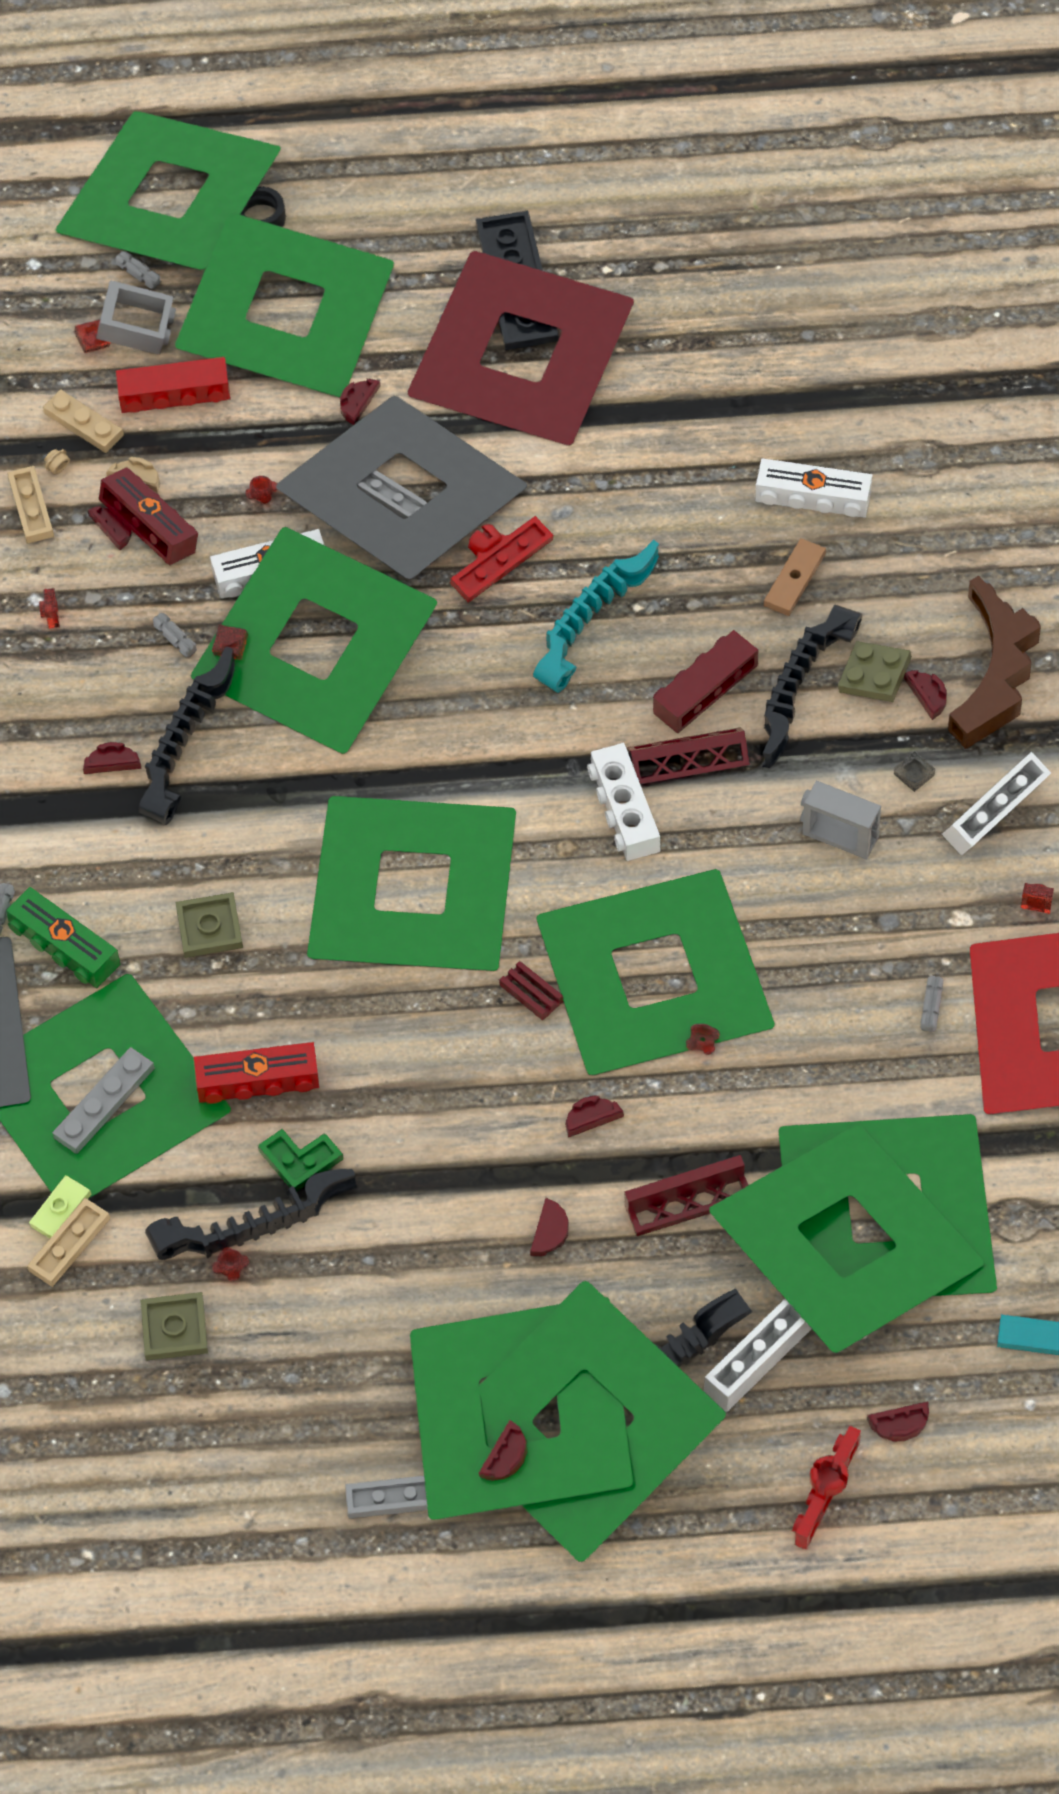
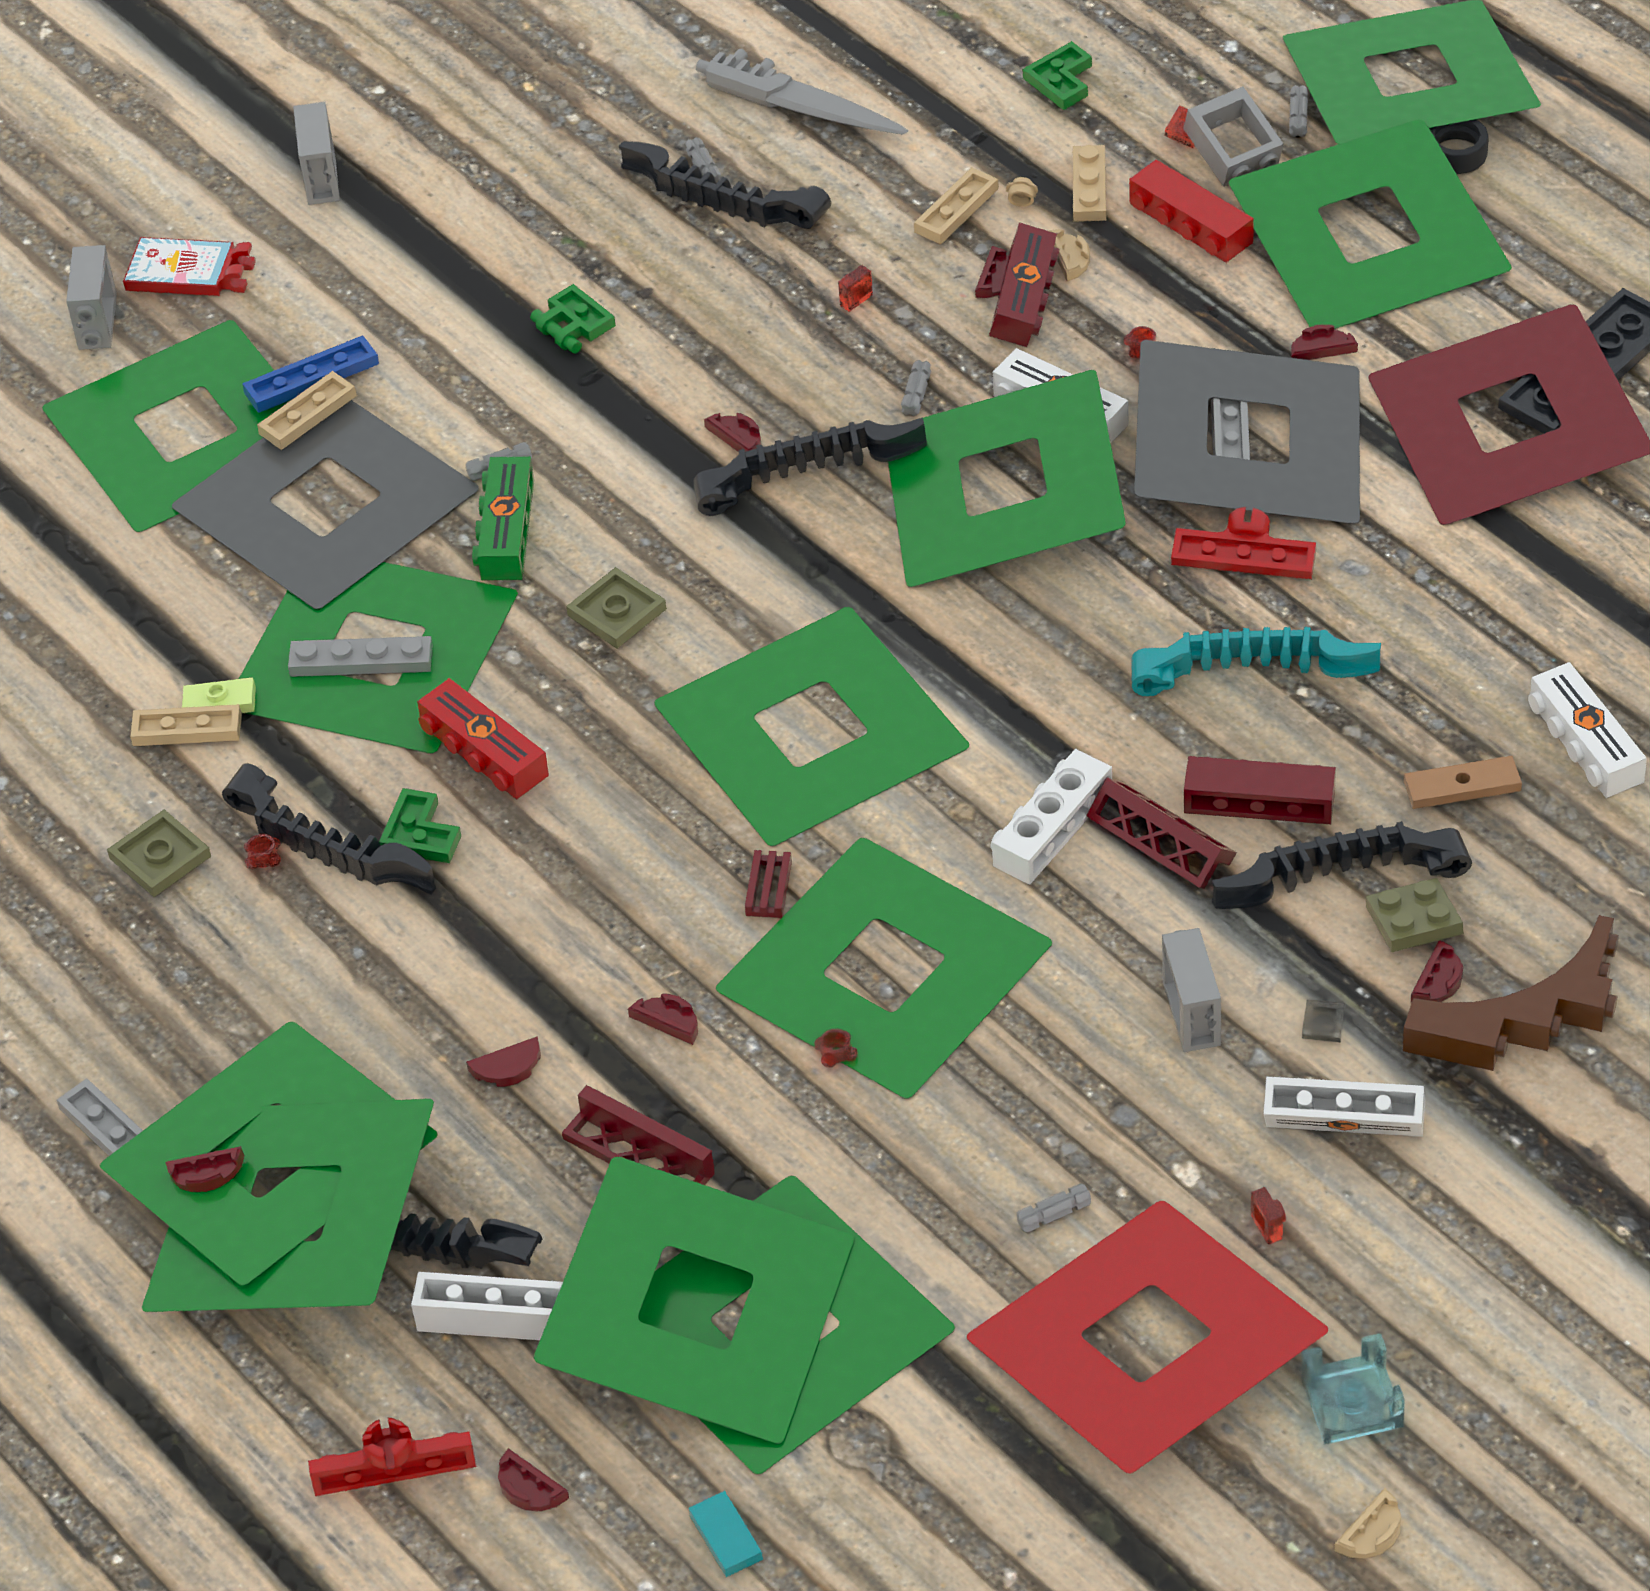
camera: 55 degrees right, 10 degrees down
(231, 637) = (941, 424): clear red plate -> none

